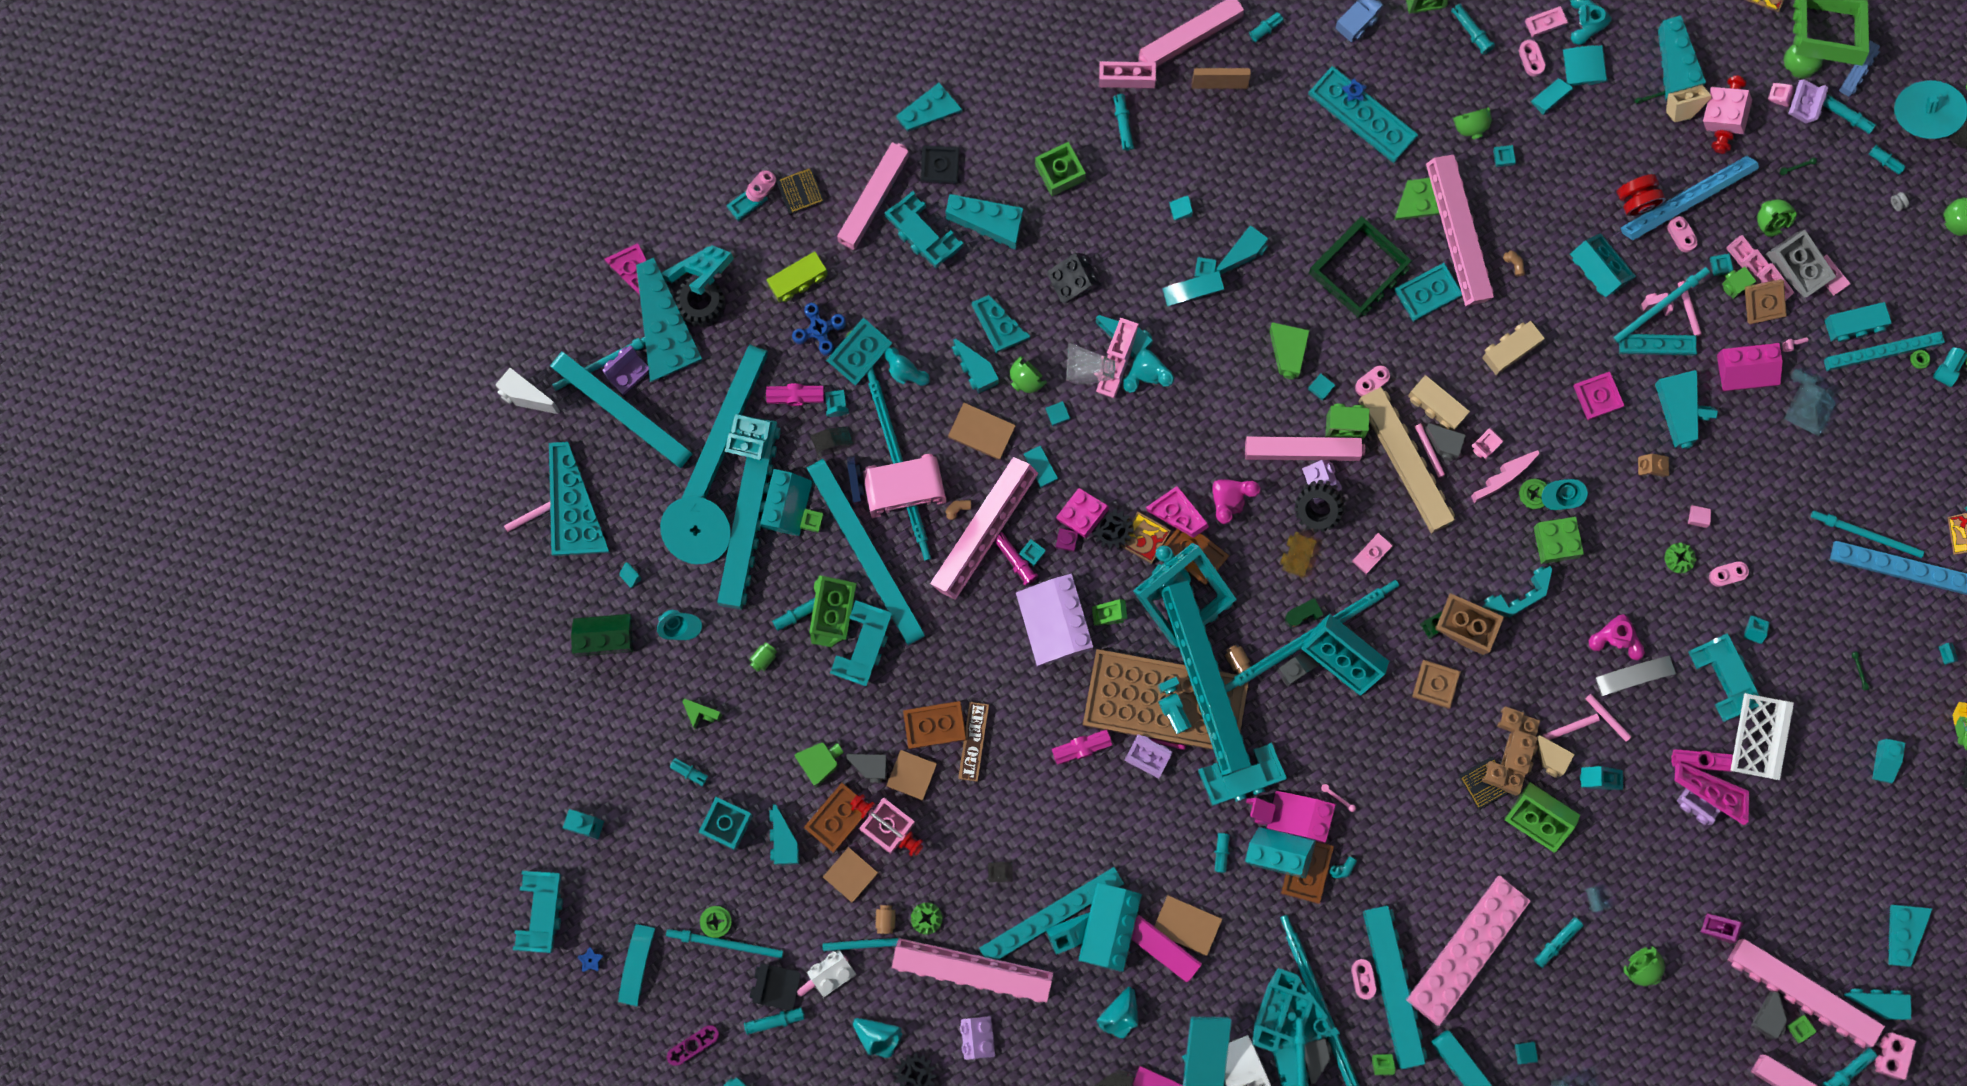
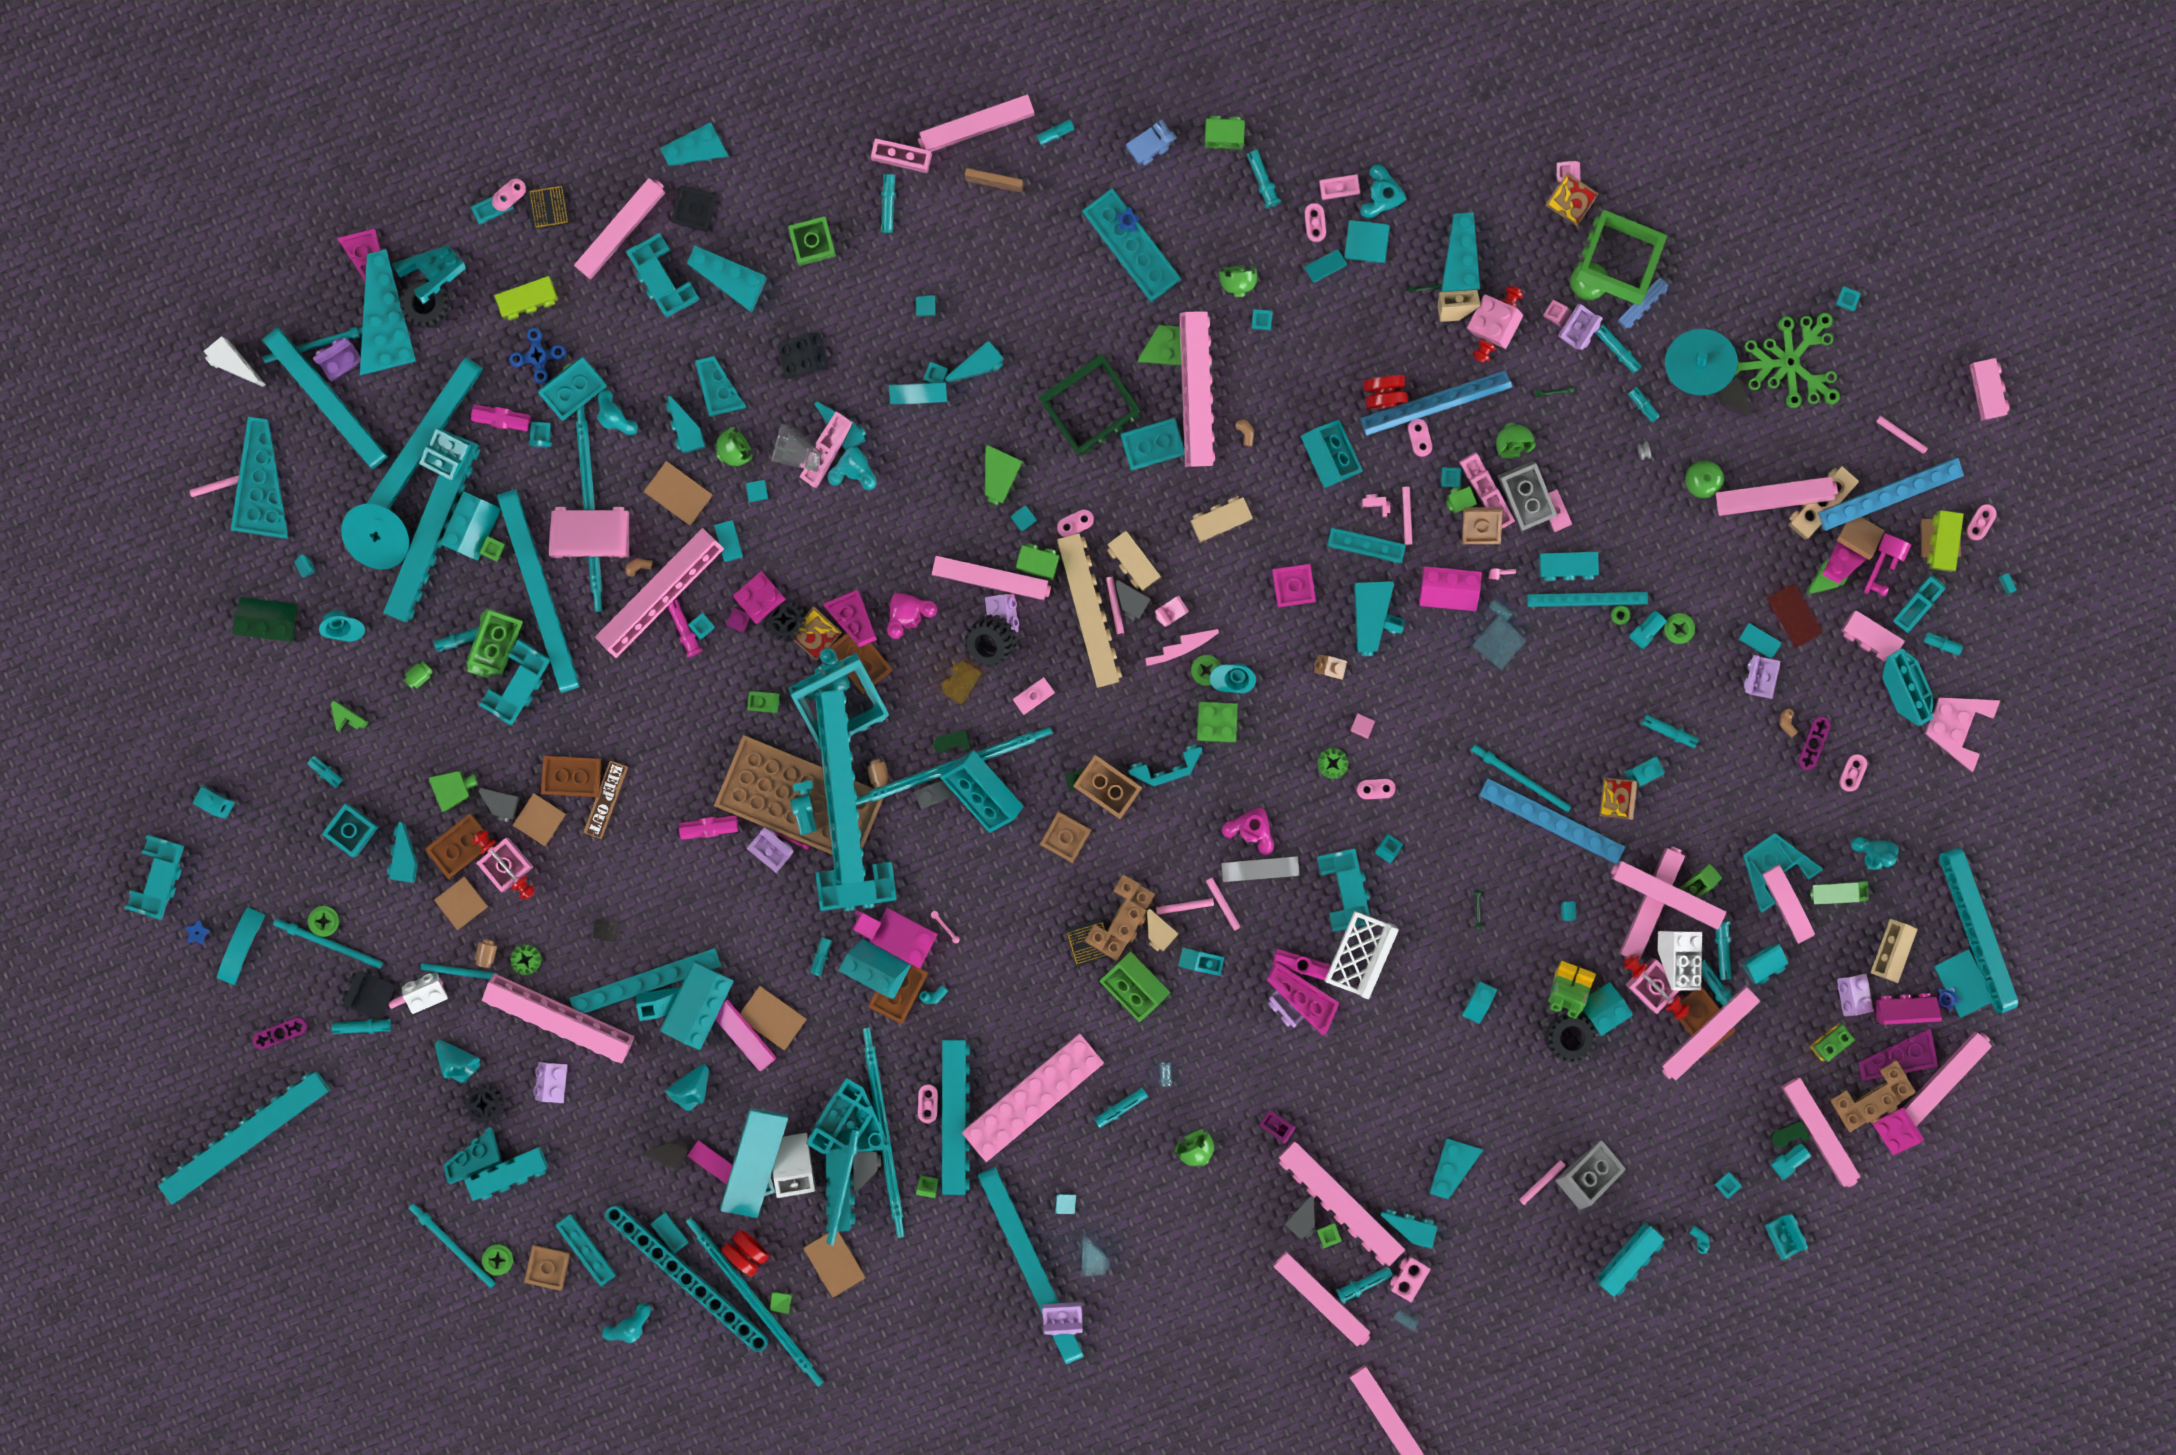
camera: 10 degrees right, 10 degrees up
(831, 440) = (527, 472): clear smoke slope -> none
(854, 473) = (541, 514): dark blue wing -> none
(1054, 620) = (709, 697): lavender slope -> none
(1691, 282) = (1409, 493): teal bar -> none

